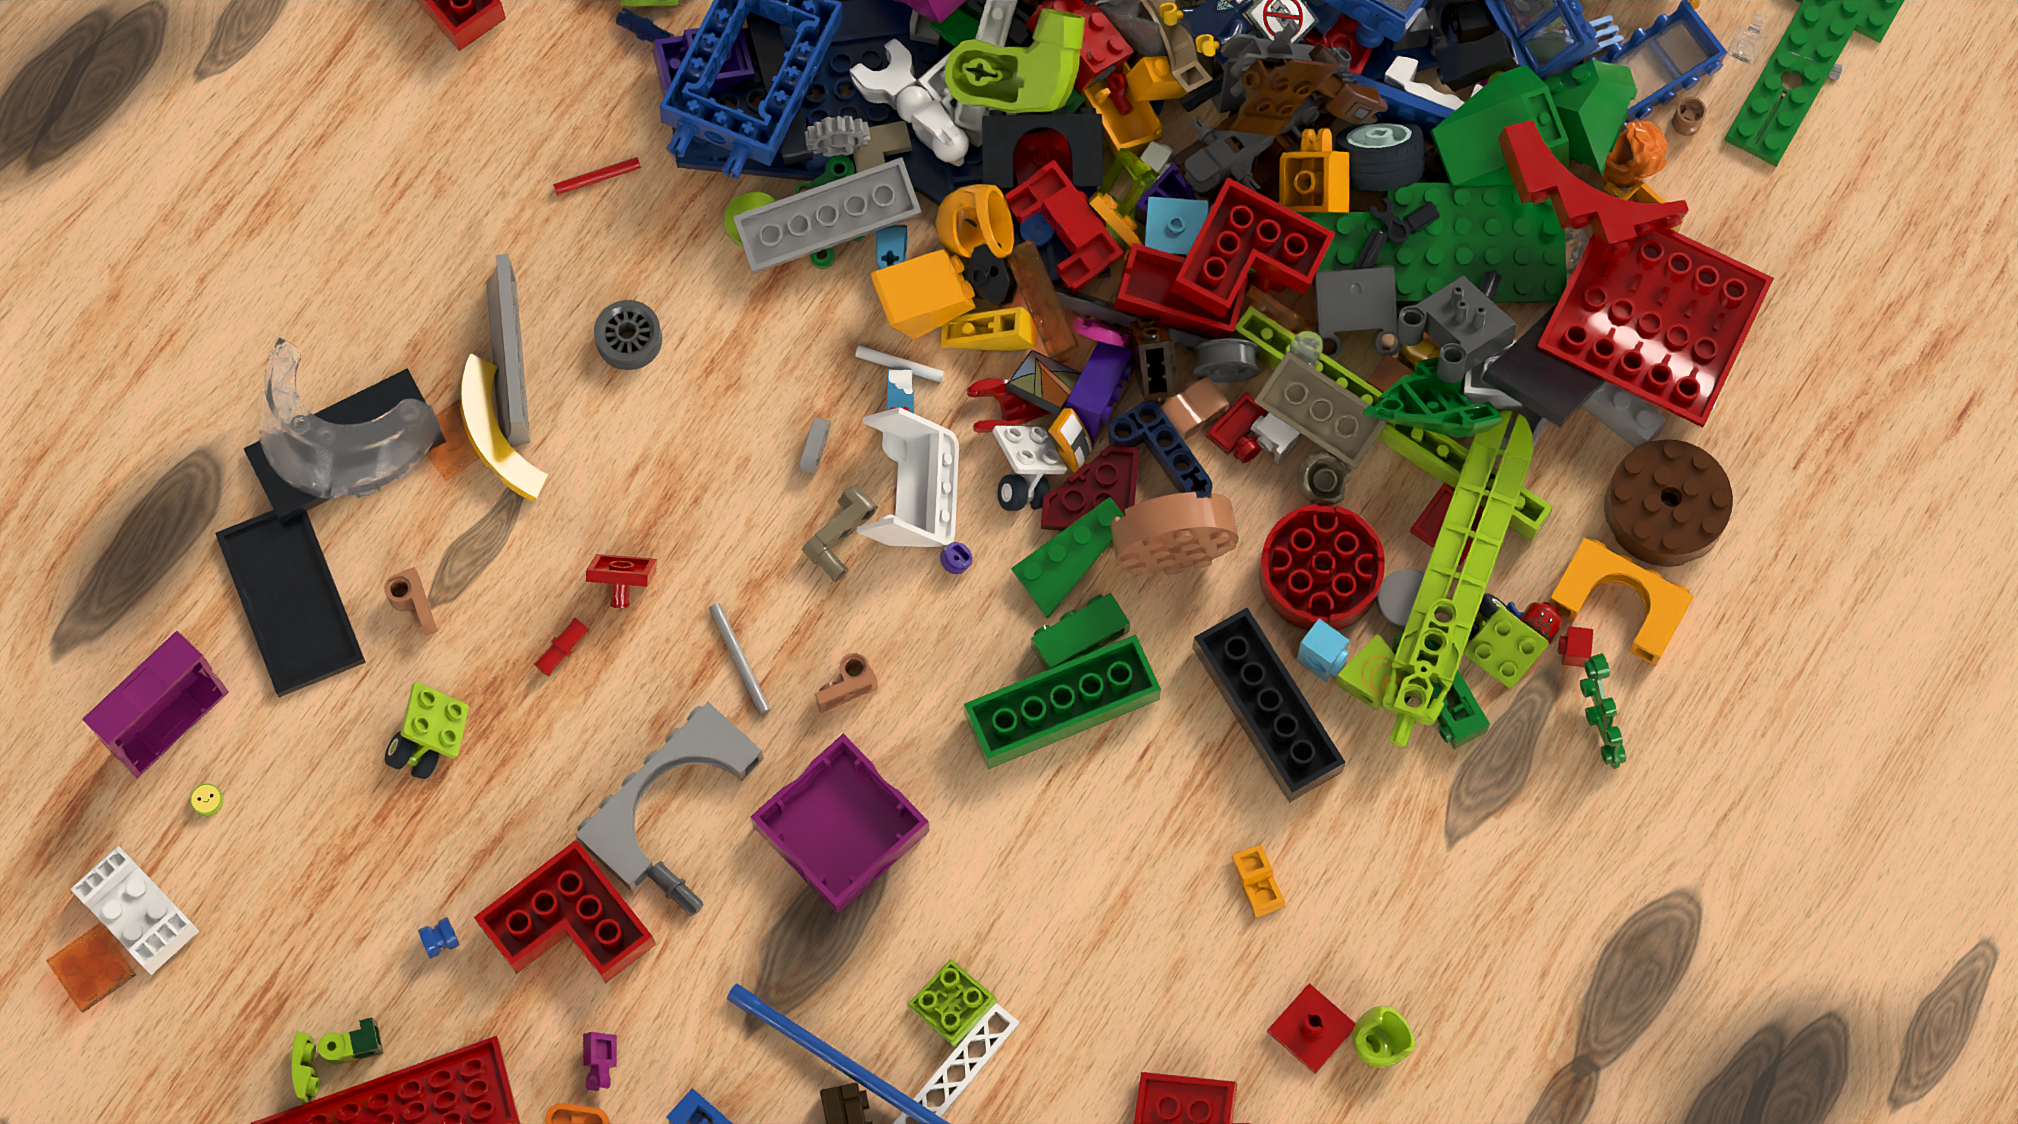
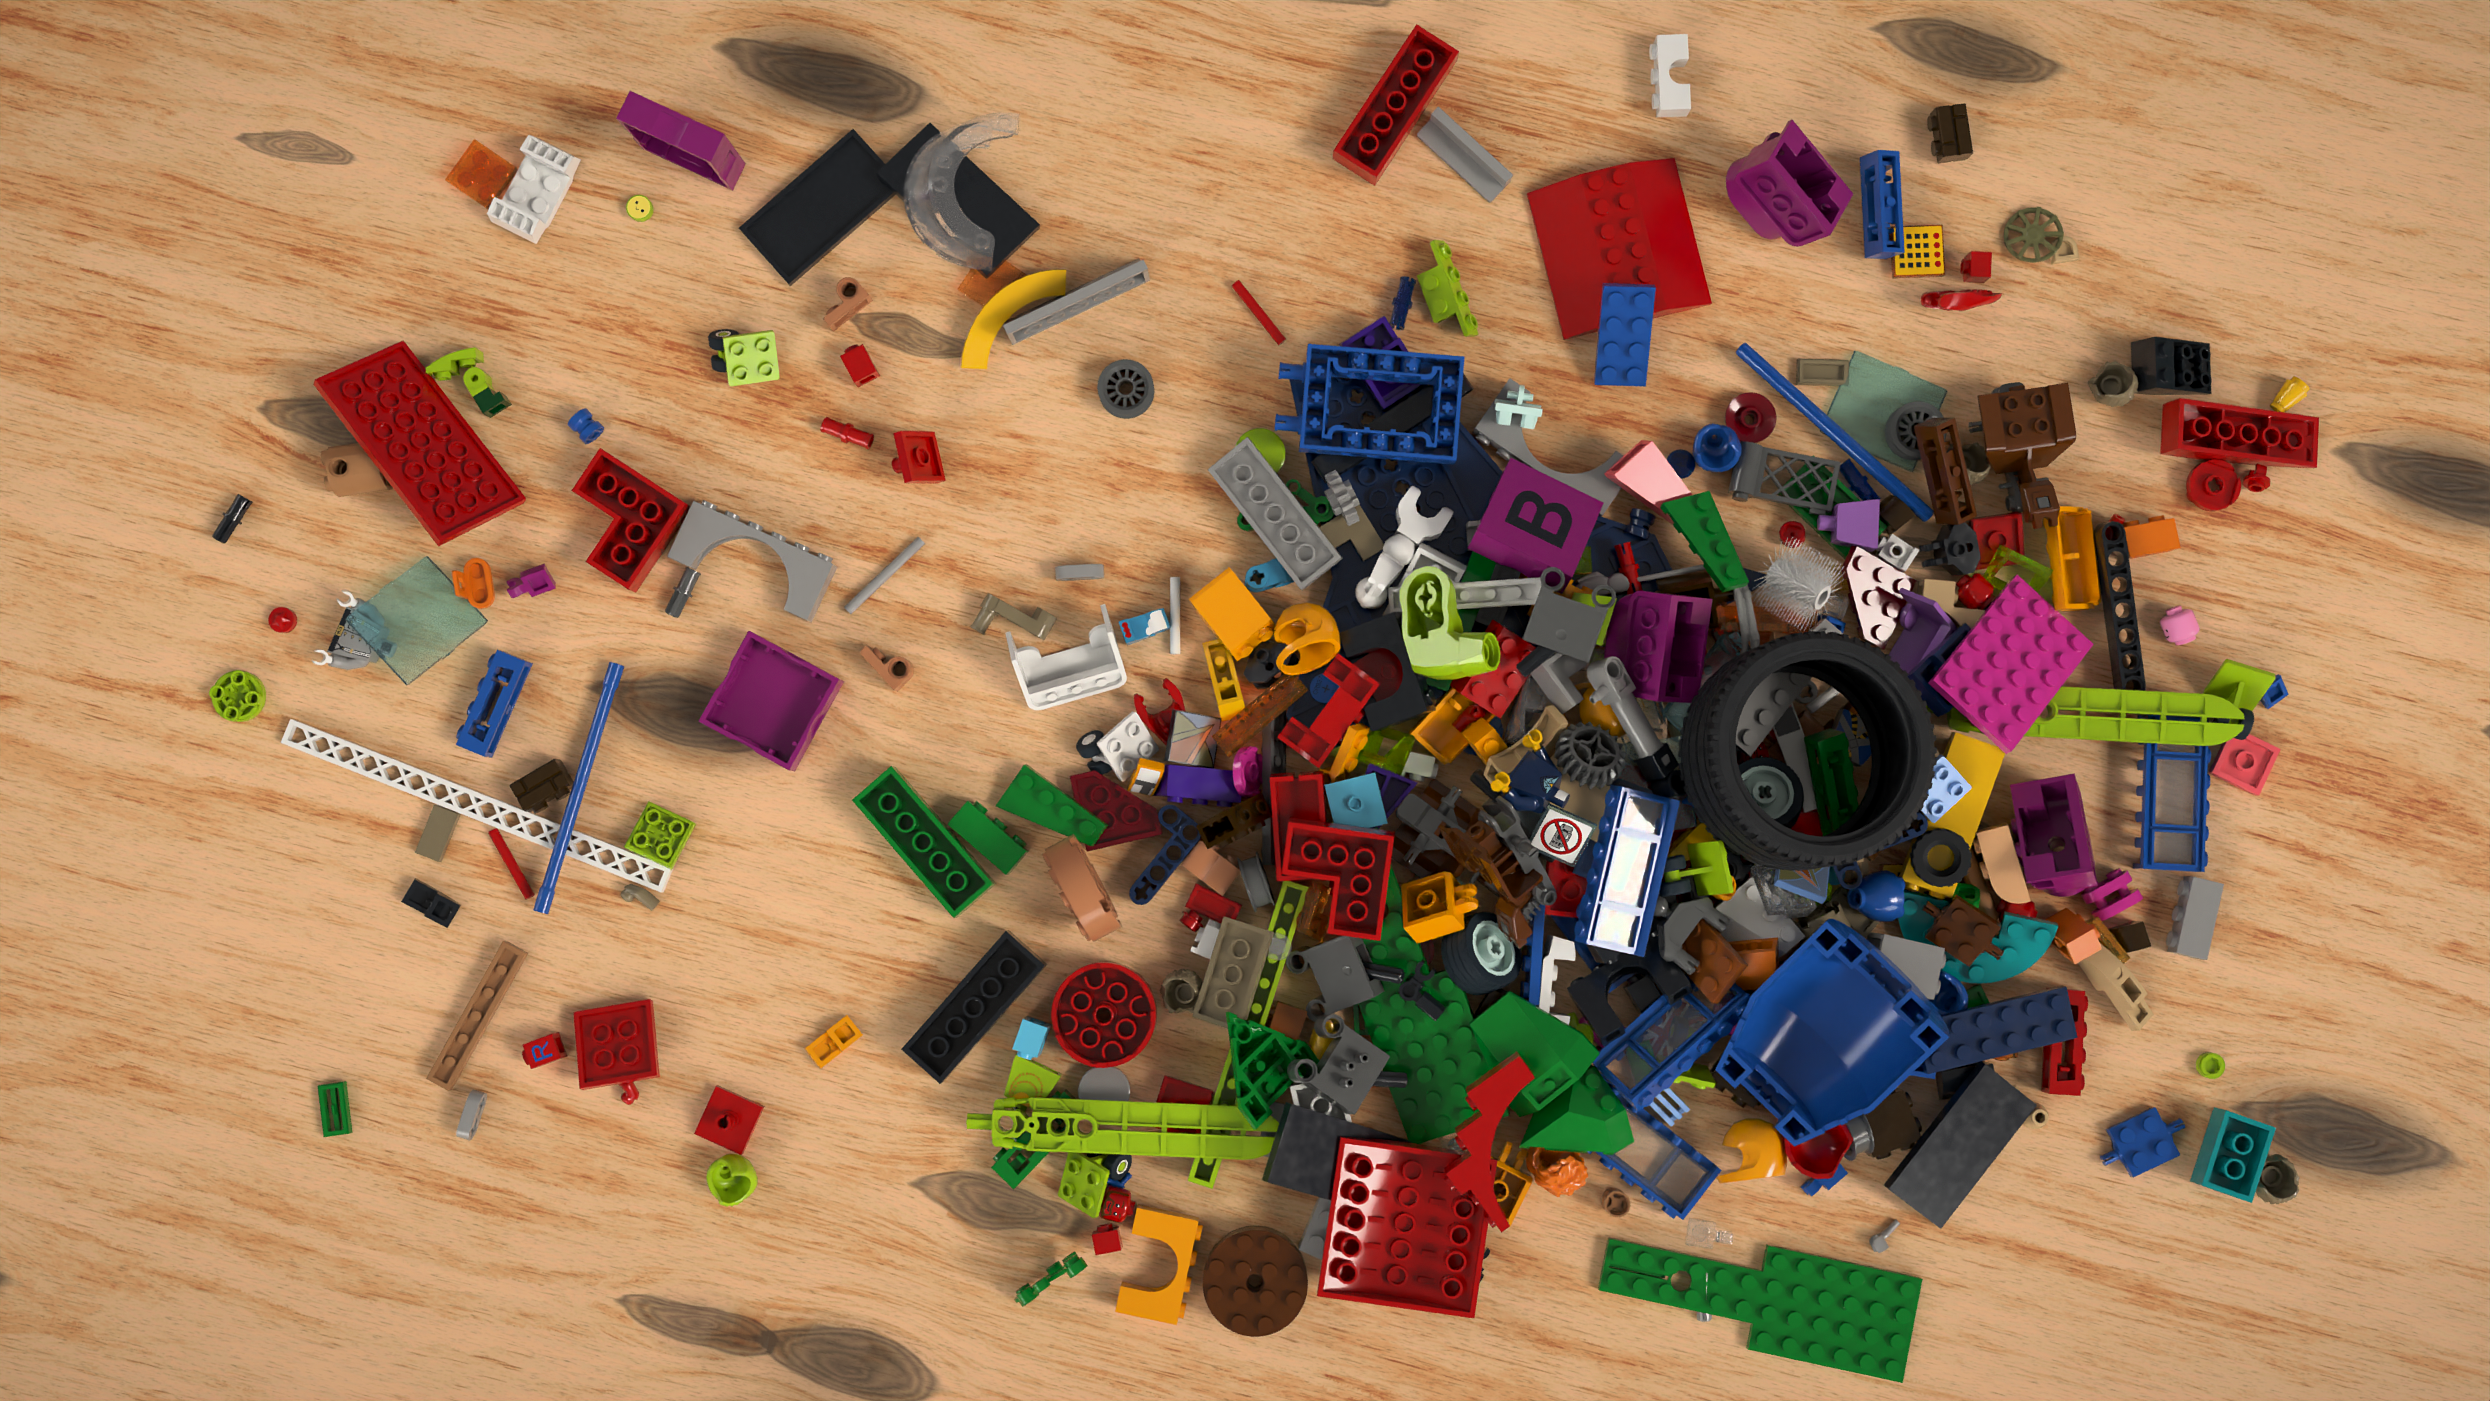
camera: 75 degrees right, 15 degrees up
(489, 607) = (859, 365): none -> red brick
(956, 558) = (1021, 717): dark purple tile -> none
(1013, 1046) = (645, 897): none -> dark tan arm

